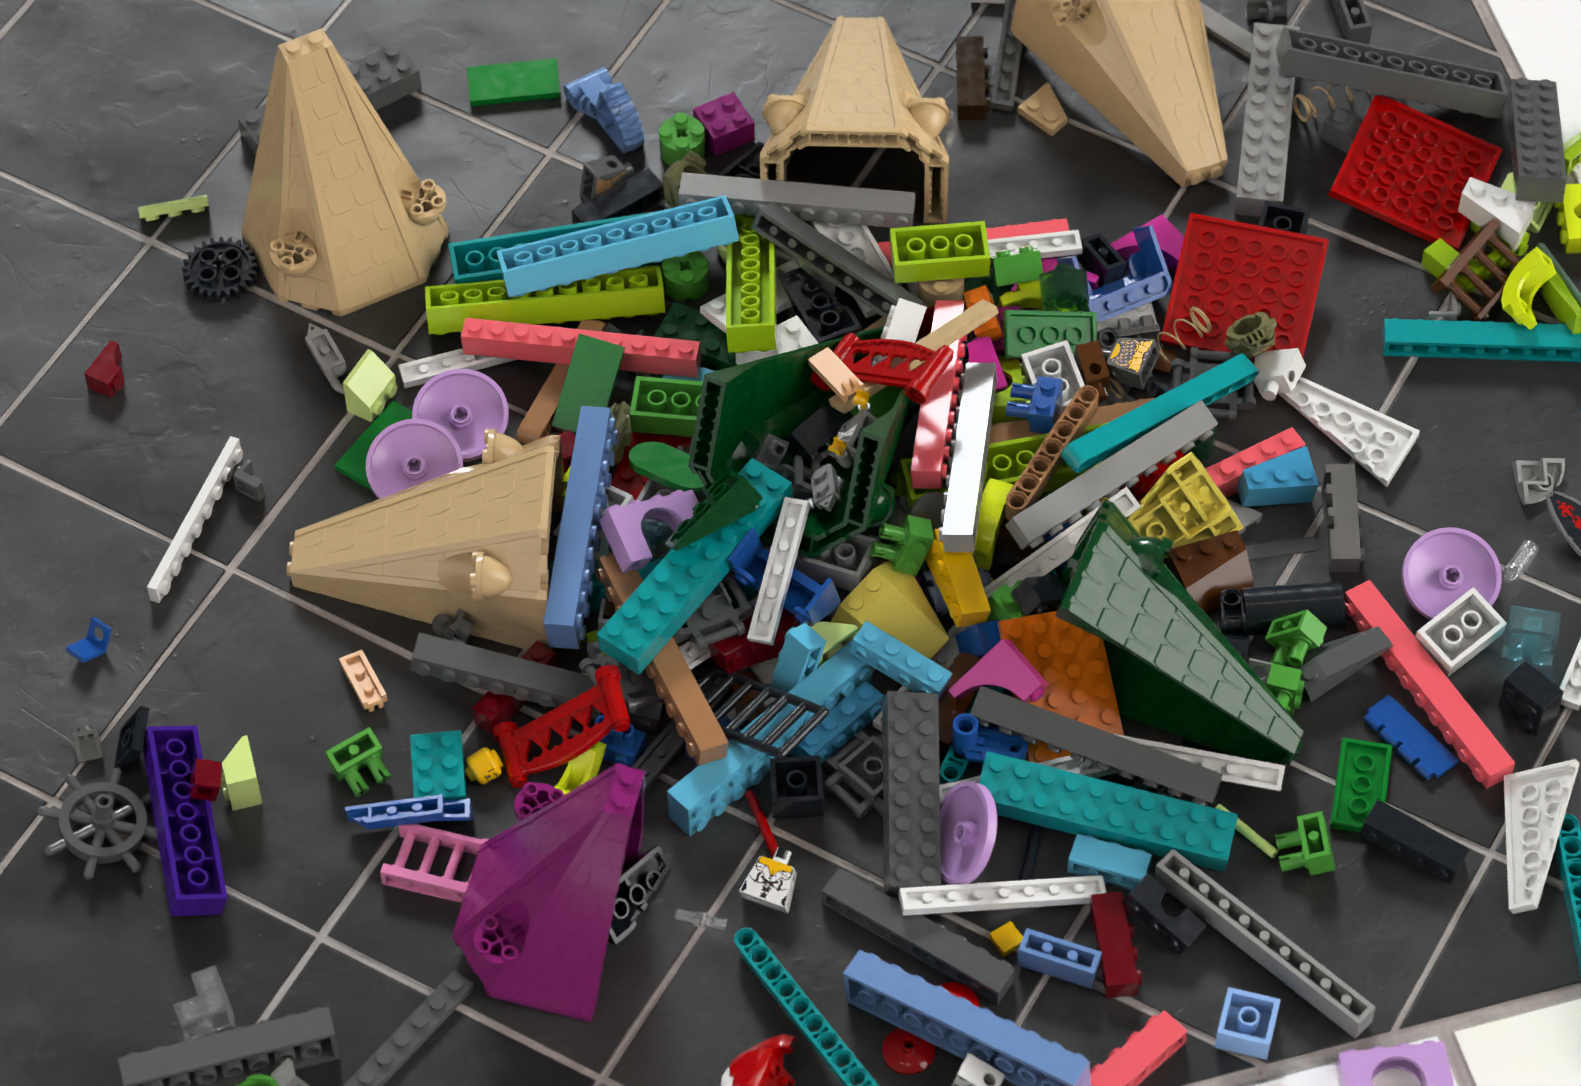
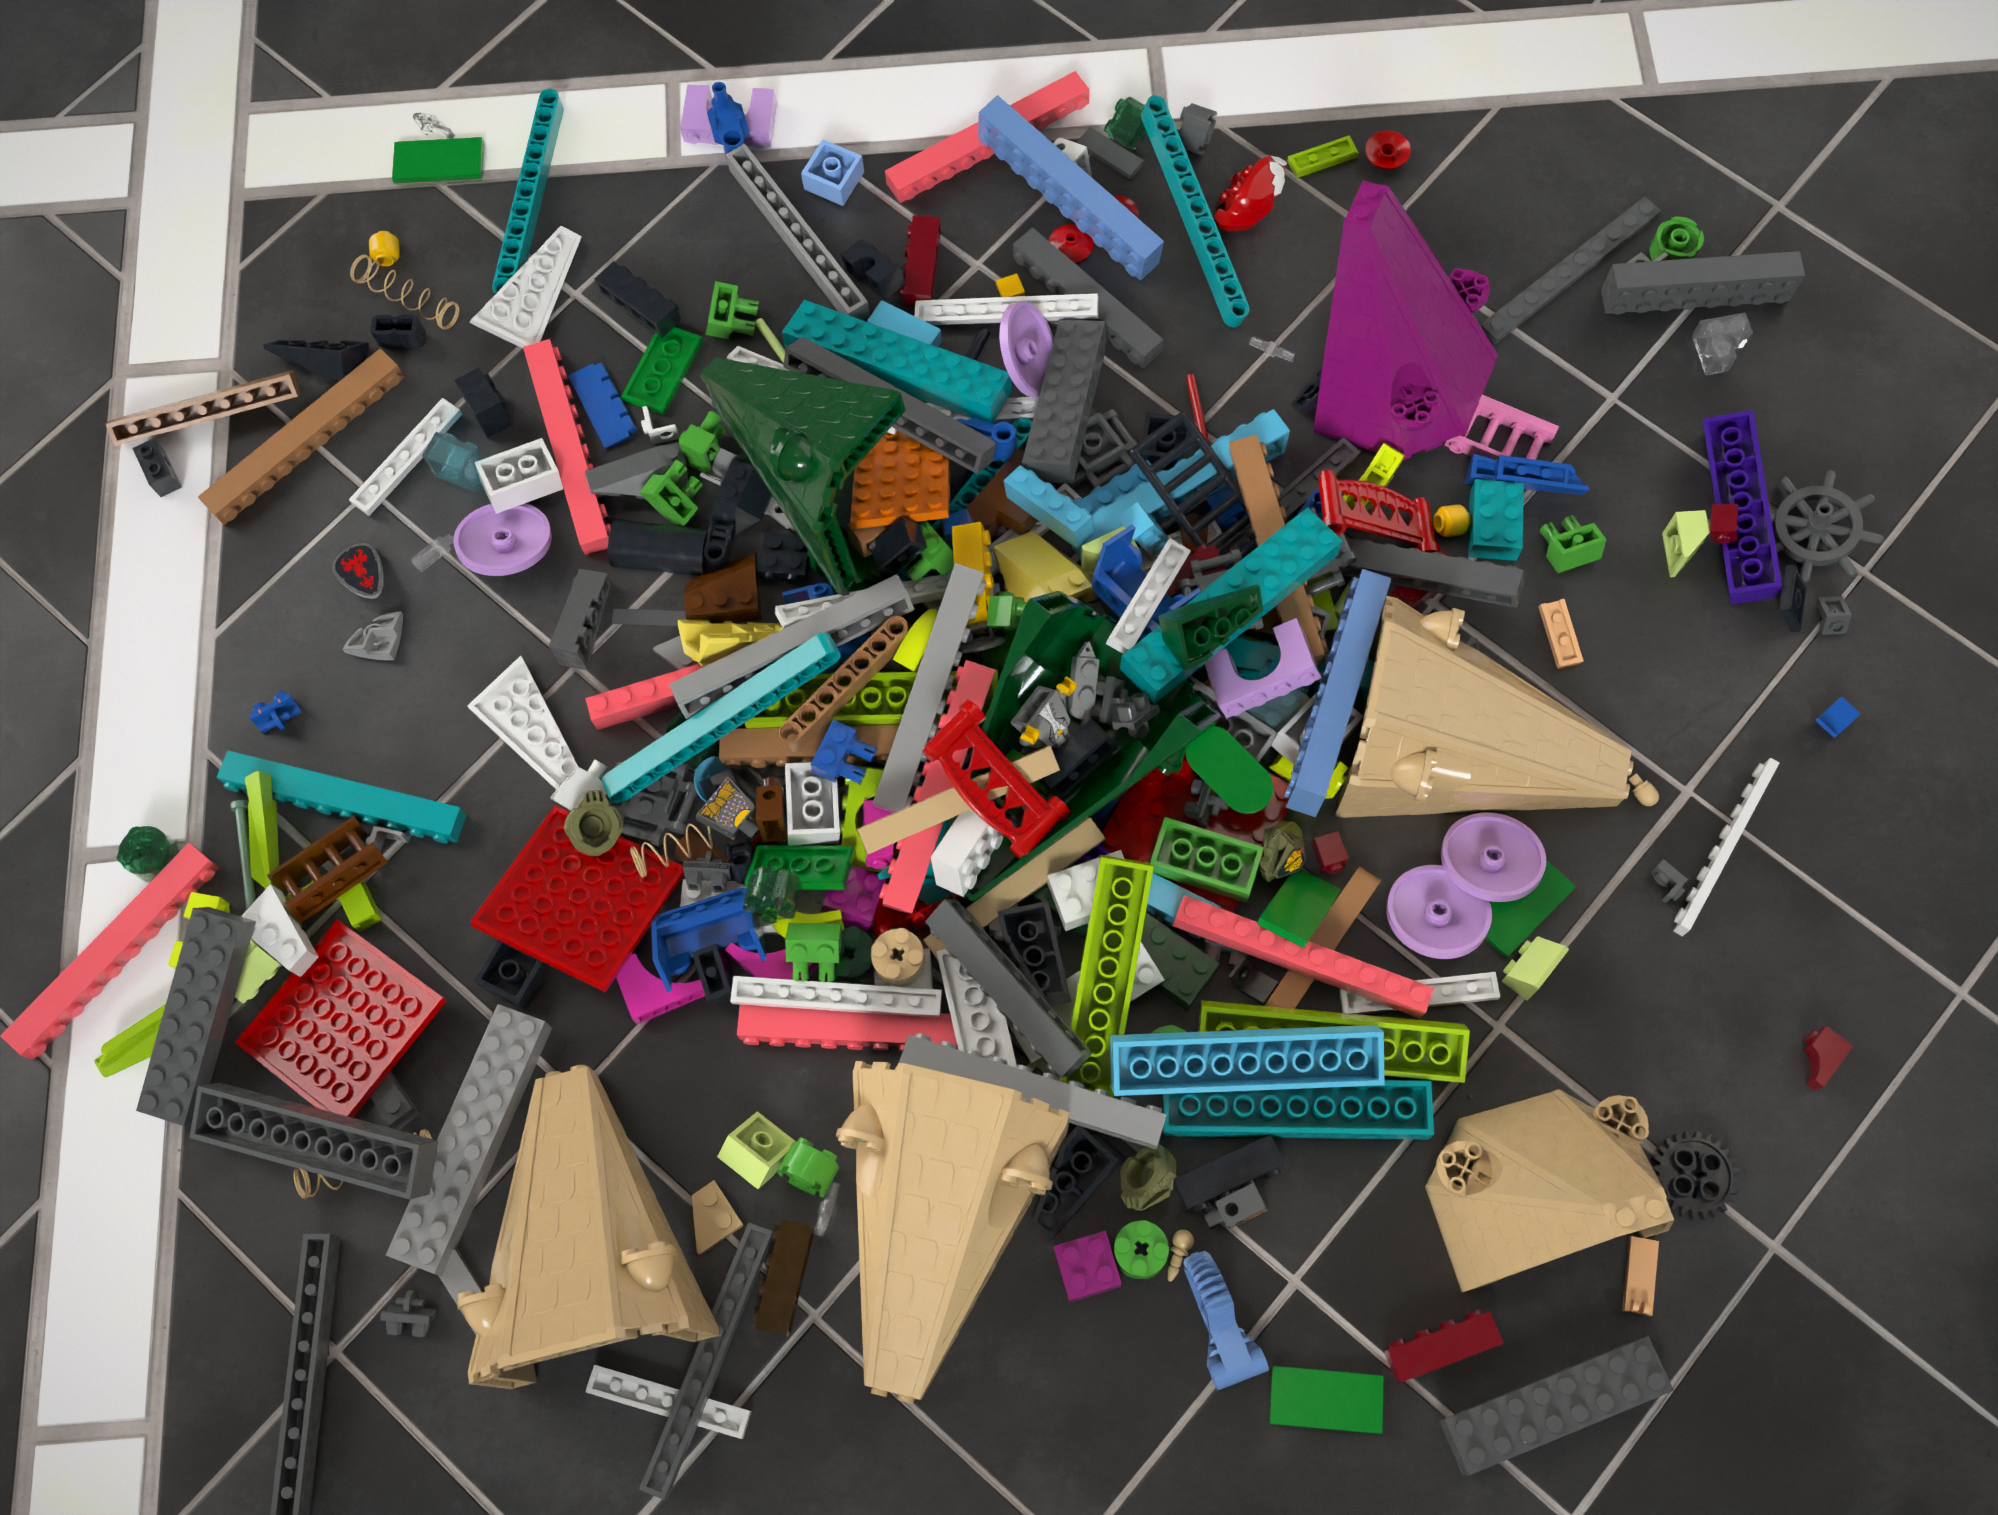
camera: 165 degrees left, 15 degrees up
(173, 208) = (1750, 1282): yellowish green plate -> none
(273, 555) = (1644, 791): none -> tan cylinder
(326, 355) = (1575, 1027): light grey plate -> none
(429, 121) = (1442, 1347): none -> dark red brick
(649, 151) = (1182, 1242): none -> tan bar
(771, 881) = (1206, 360): torso -> none
(835, 374) = (1046, 788): light nougat hinge -> none
(939, 252) = (893, 960): lime brick -> none
(973, 142) = (809, 1167): none -> bright green brick
(992, 326) = (865, 890): orange brick -> none
(1004, 668) = (957, 471): dark pink arch -> none
(1021, 154) = (755, 1149): none -> yellowish green slope
(1059, 958) = (972, 250): medium blue brick -> none
(1279, 480) = (623, 667): dark azure wedge -> none
(1345, 712) = (654, 434): none -> white bracket
(1387, 1049) = (727, 119): none -> blue piece
(1523, 285) = (299, 836): neon yellow arch -> none

